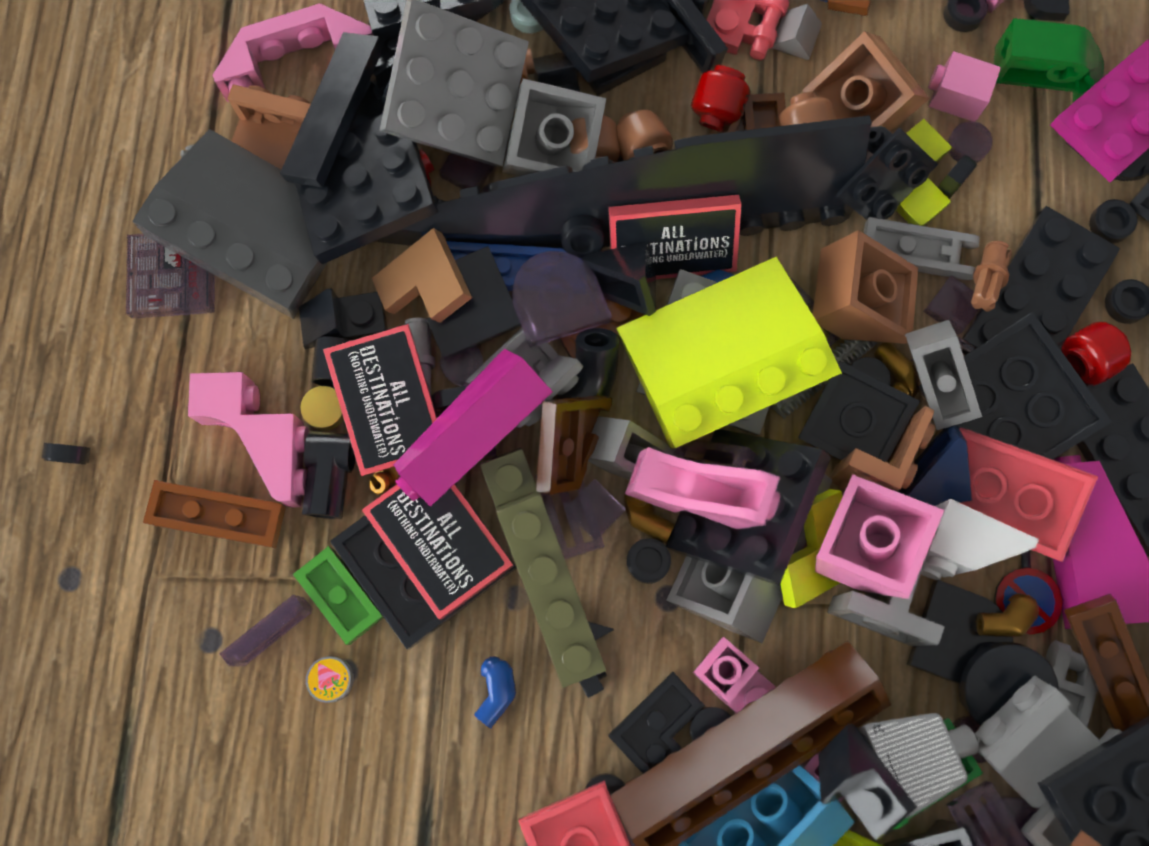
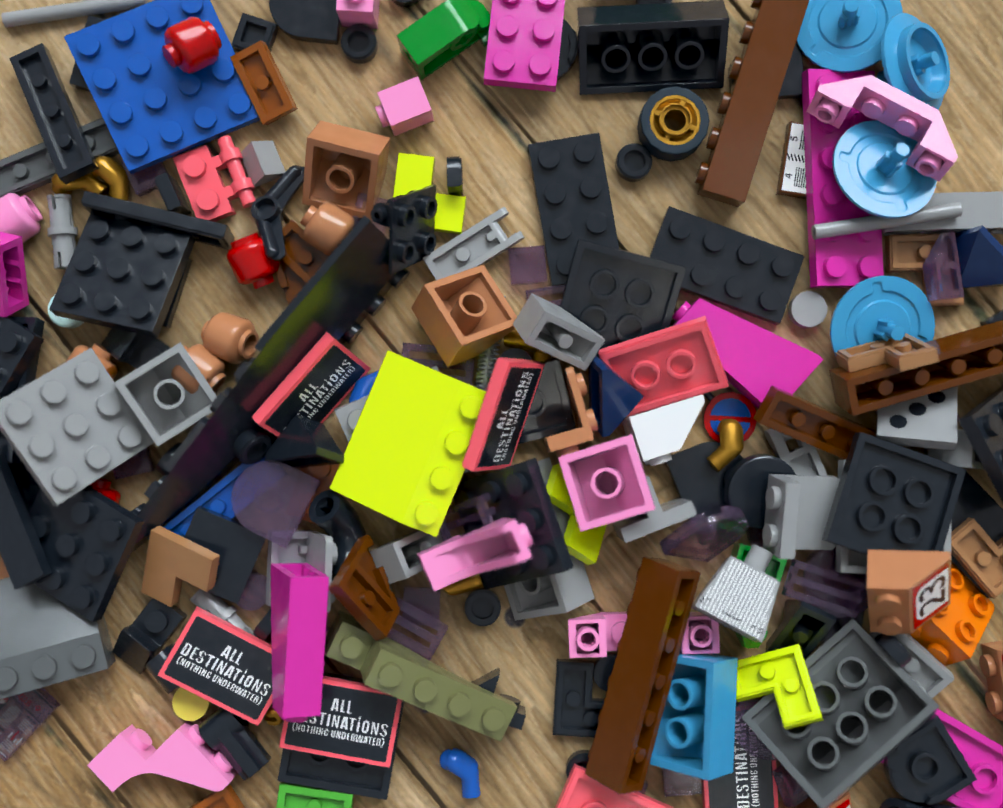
camera: 45 degrees left, 10 degrees up
(770, 70) = (268, 211): none -> black piece
(834, 394) = (503, 414): none -> tile
(856, 772) = (715, 637): black slope -> none
(925, 678) = (706, 537): none -> tile
(970, 139) = (442, 140): tile -> none
(991, 275) = (533, 229): nougat axle -> none
(1097, 352) = (640, 223): red head -> none
(1113, 220) = (579, 114): black tile -> none

